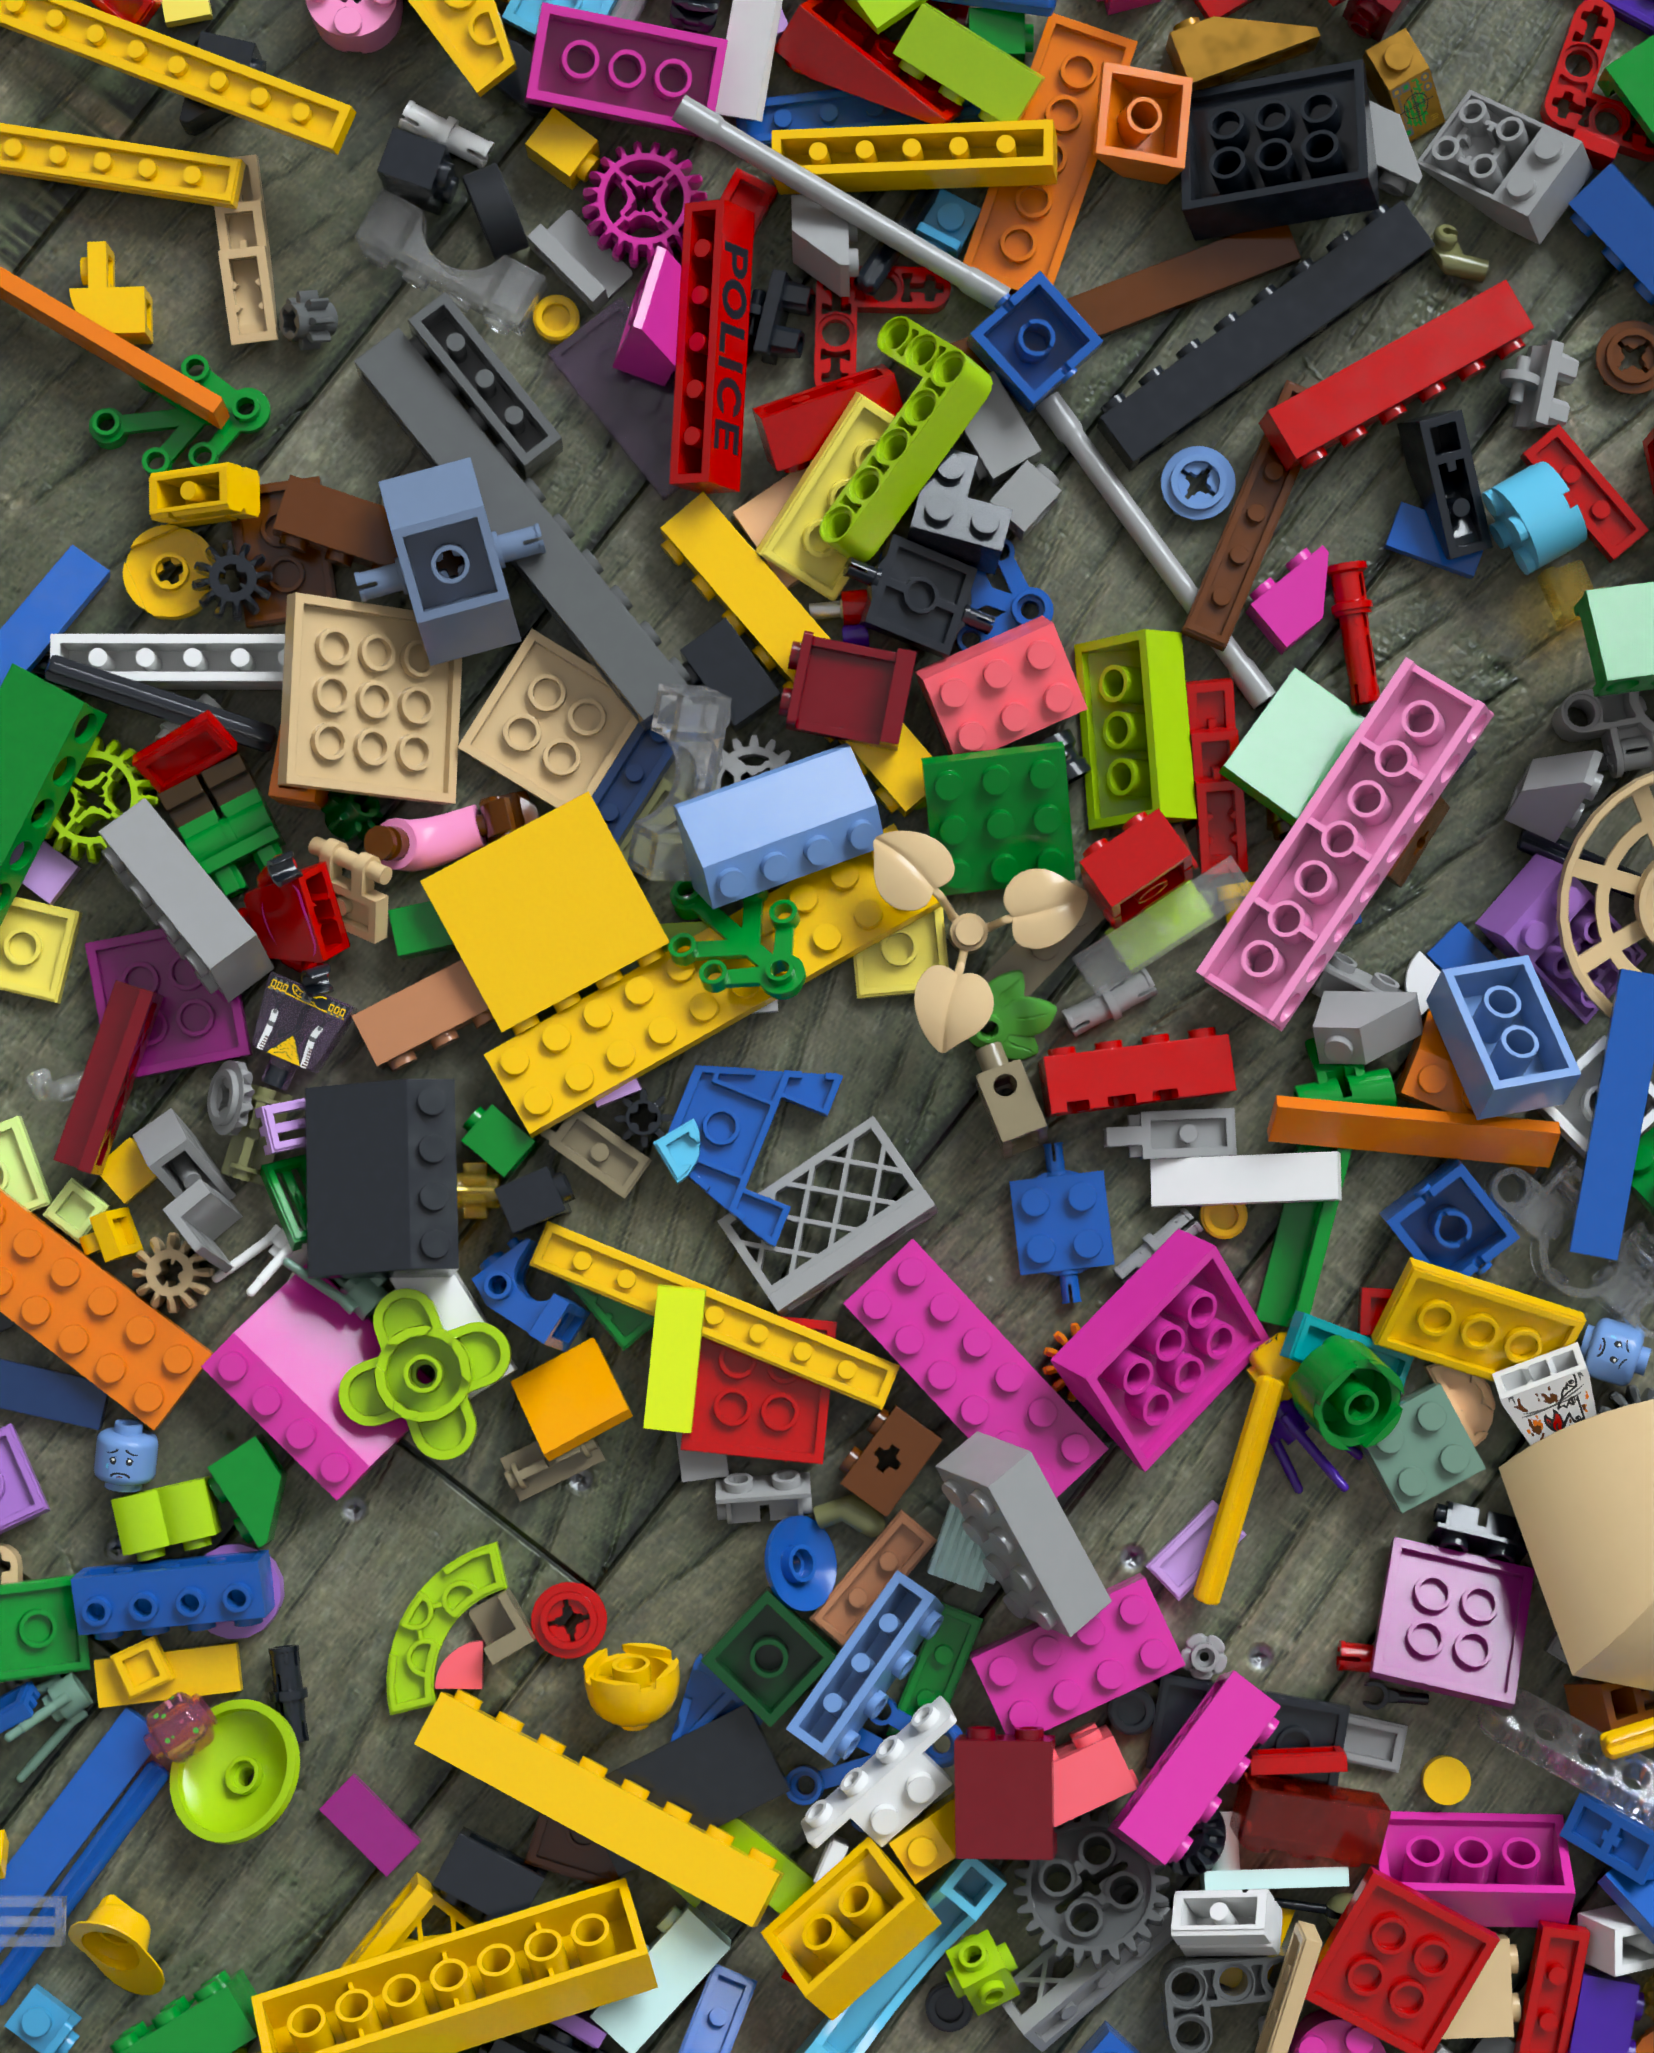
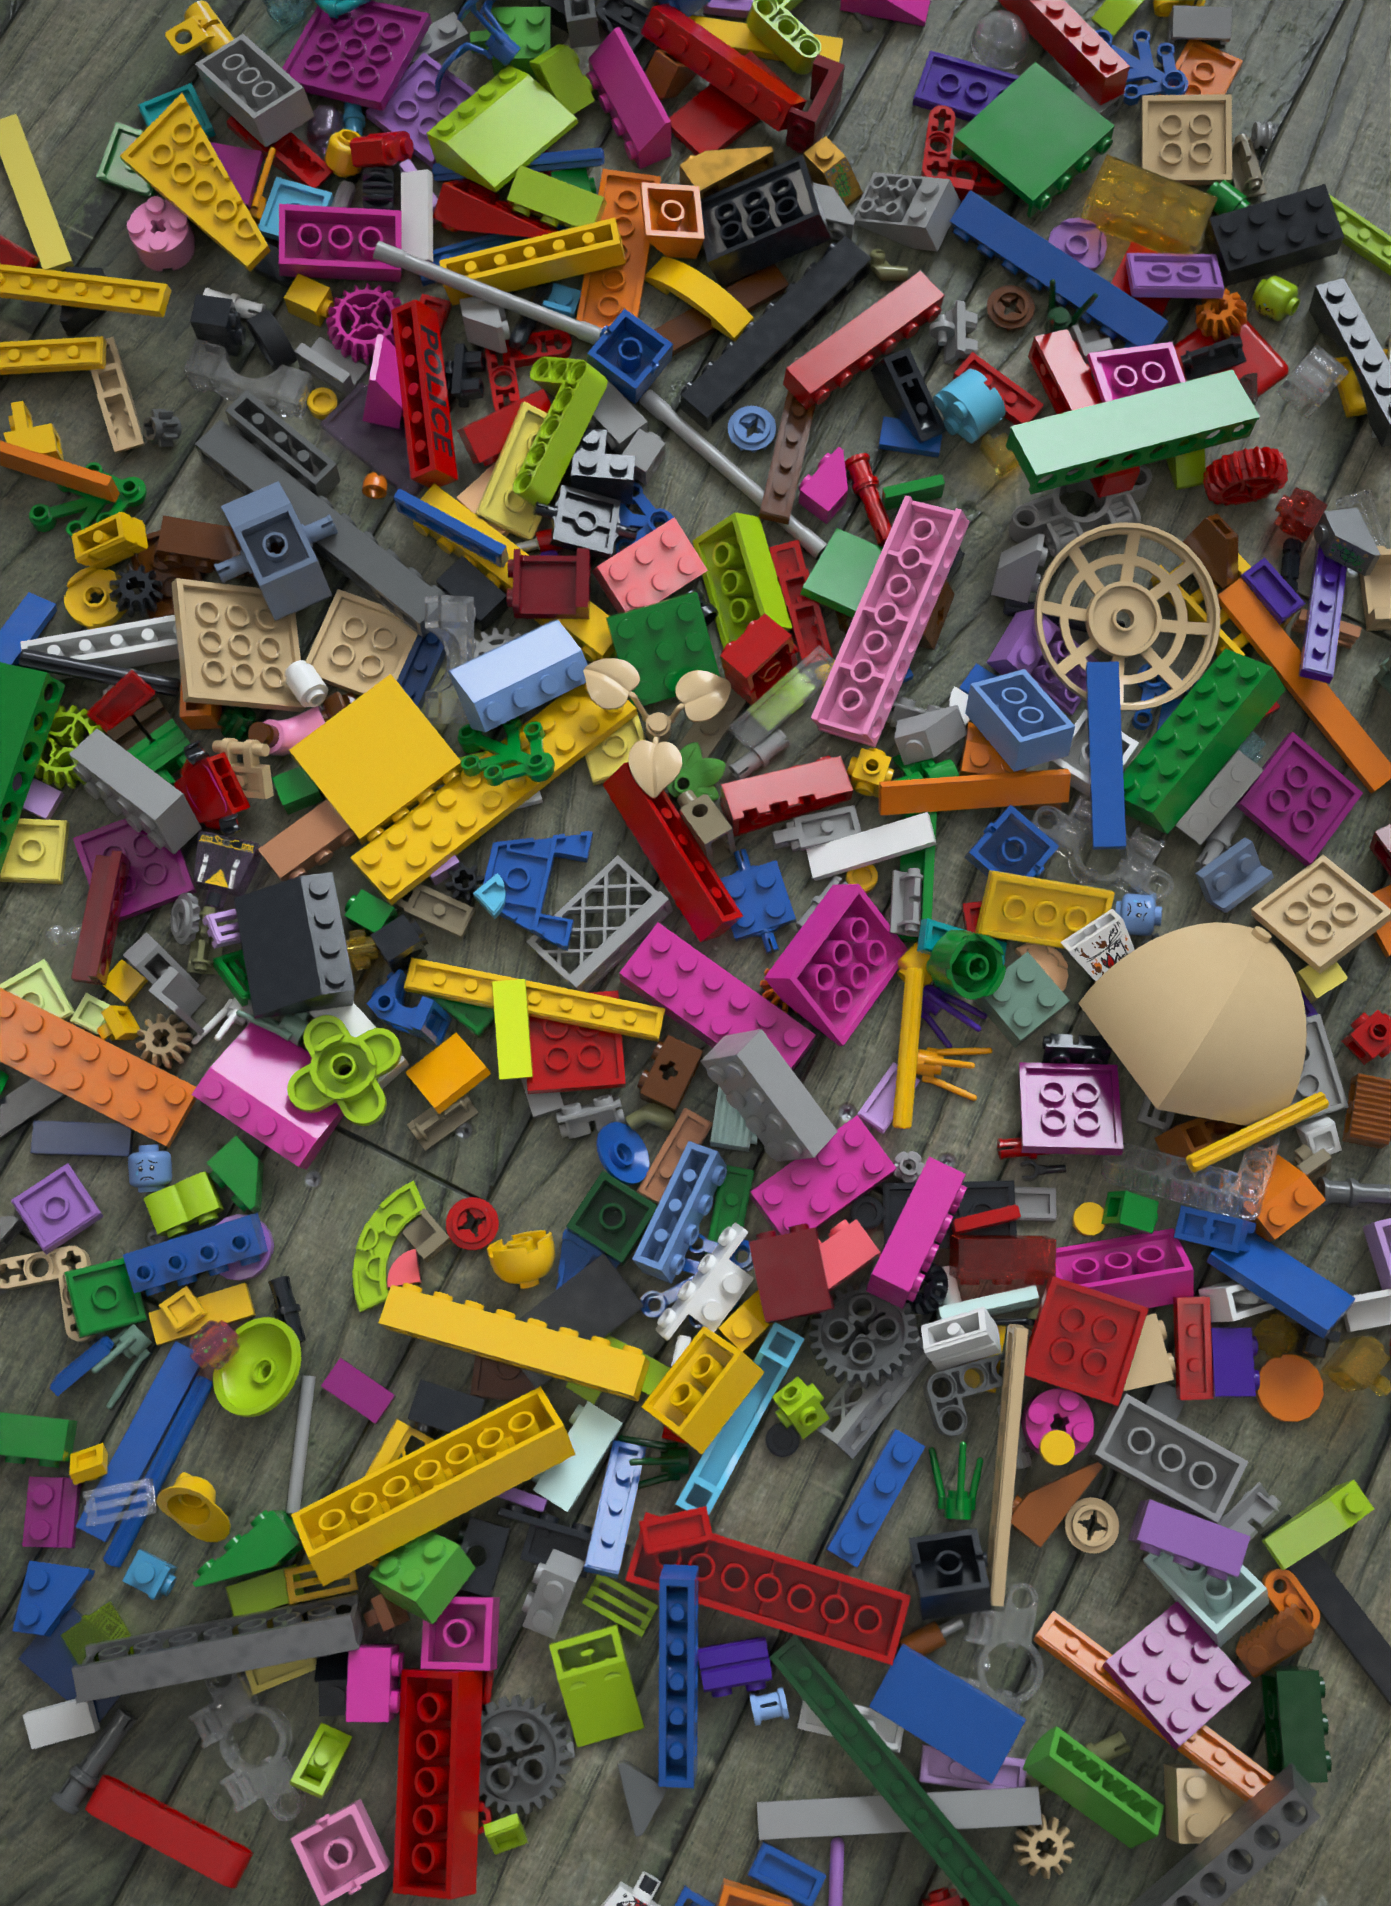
camera: 10 degrees left, 10 degrees down
(278, 1883) = (300, 1444): none -> light grey bar
(461, 775) = (306, 684): none -> white brick
(613, 469) = (374, 486): none -> orange hinge
(715, 574) = (451, 528): none -> blue tile
(789, 2009) = (673, 1460): none -> dark green plant
(956, 1140) = (674, 856): none -> red brick
(1160, 251) = (701, 293): none -> yellow slope
(1251, 1070) = (867, 781): none -> yellow brick
(1268, 1515) = (931, 1062): none -> light orange plant
(1279, 1273) = (906, 902): none -> light grey hinge
(1421, 633) = (919, 490): none -> green tile
(1505, 1786) = (1130, 1212): none -> green brick

